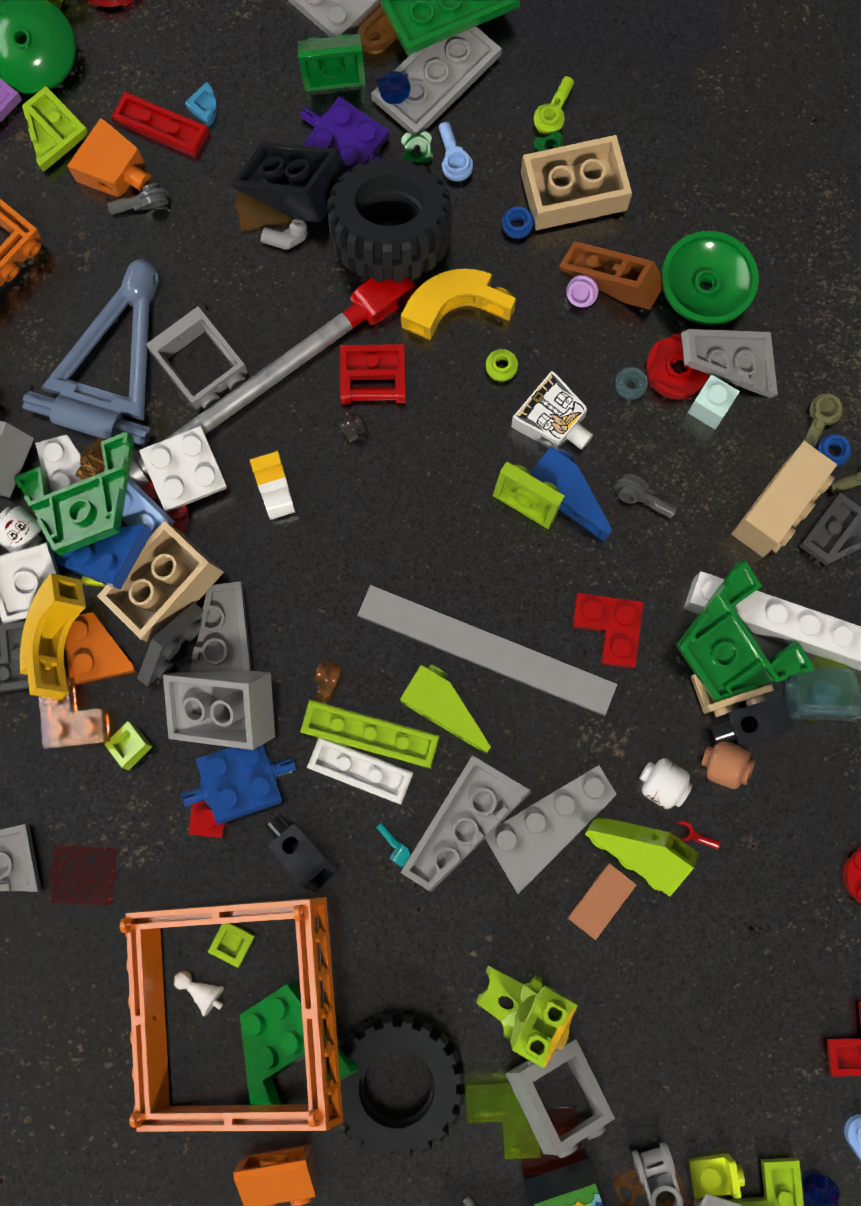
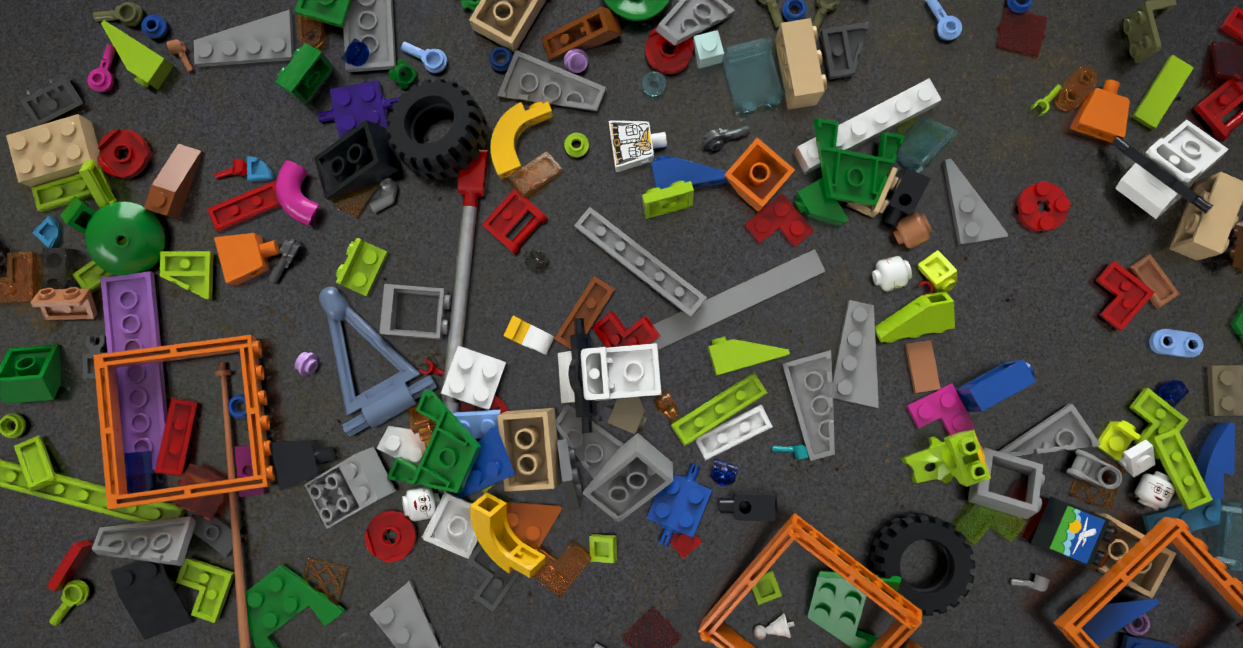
camera: 45 degrees left, 5 degrees up
(58, 307) = (306, 363): none -> lavender plate
(121, 41) = (173, 182): none -> dark orange slope
(158, 427) = (433, 369): none -> red hand
(188, 85) = (239, 168): none -> red hand
(197, 274) = (361, 267): none -> lime bracket
(204, 151) = (290, 195): none -> dark pink cylinder
(288, 644) = (628, 414): none -> dark tan slope
(301, 589) = (605, 373): none -> white piece
(311, 797) = (723, 472): none -> clear blue plate
(343, 520) = (588, 307): none -> dark orange plate
(350, 583) = (614, 334): none -> red plate
(435, 351) = (534, 174): none -> clear orange plate
(443, 527) = (640, 262): none -> light grey plate
(529, 275) = (541, 82): none -> light grey wing
(582, 957) = (944, 405): none -> dark pink plate
(637, 560) = (758, 174): none -> orange slope
(651, 993) = (996, 385): none -> blue window
(660, 648) = (816, 206): none -> green slope
(665, 1106) = (1058, 432): none -> light grey wing
(712, 830) = (939, 272): none -> neon yellow bracket
(731, 467) = (752, 75): none -> clear light blue panel
(801, 811) = (970, 214): none -> light grey wing

